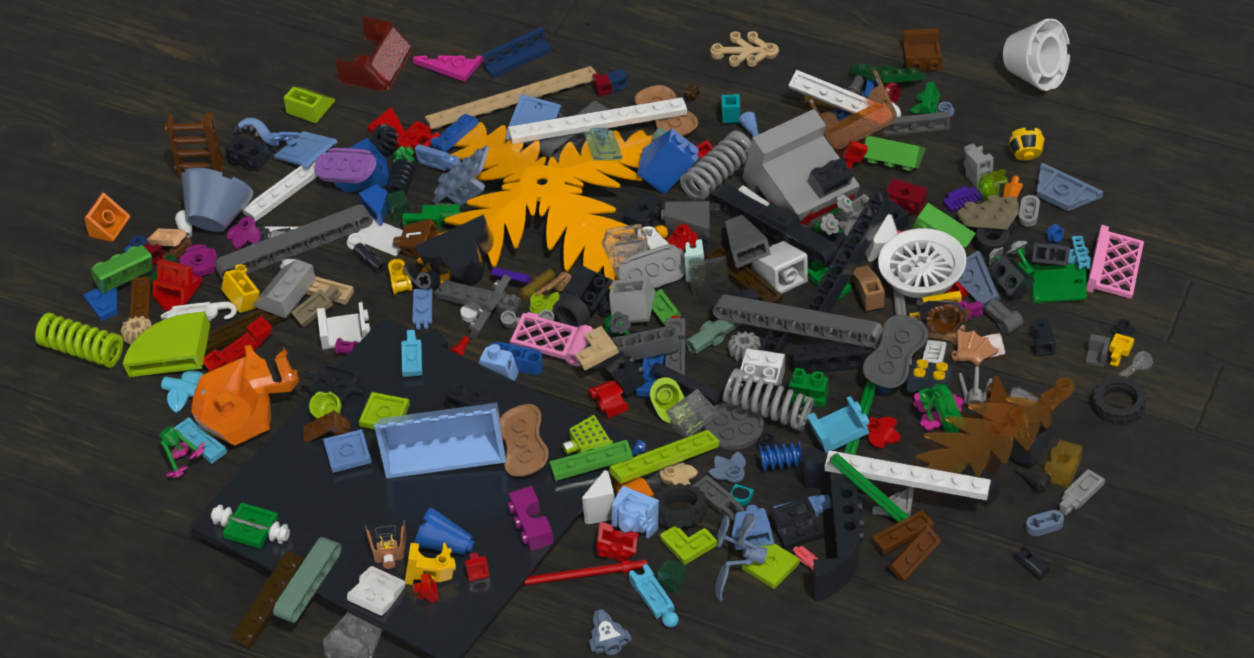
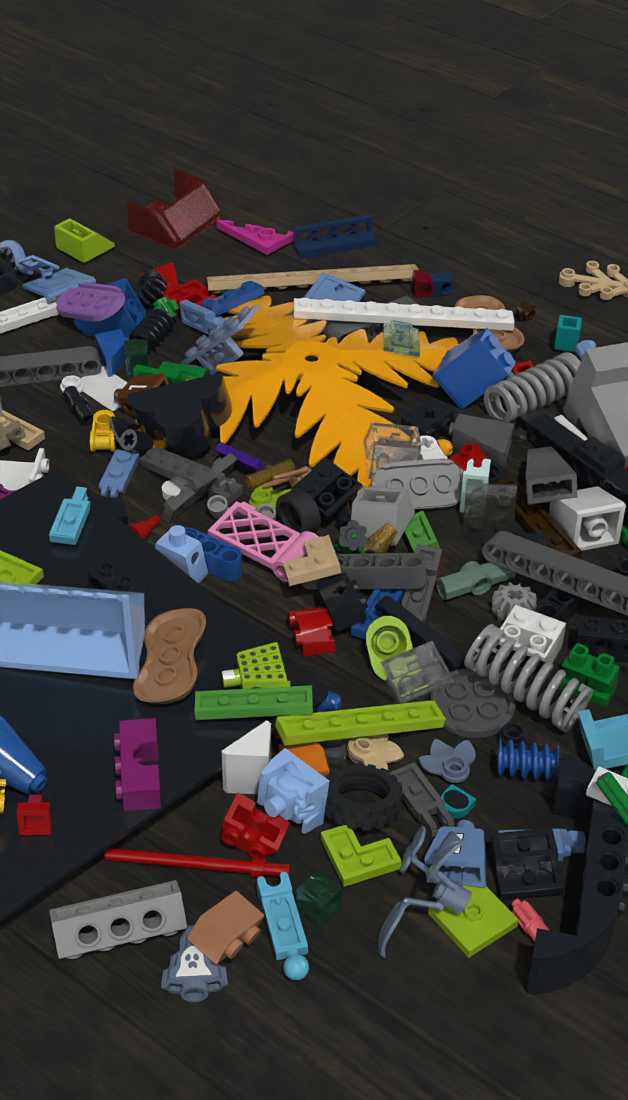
camera: 10 degrees right, 5 degrees down
(540, 615) = (101, 912): none -> light grey brick
(621, 606) = (226, 928): none -> nougat brick
(638, 319) = (381, 539): none -> clear yellow cone

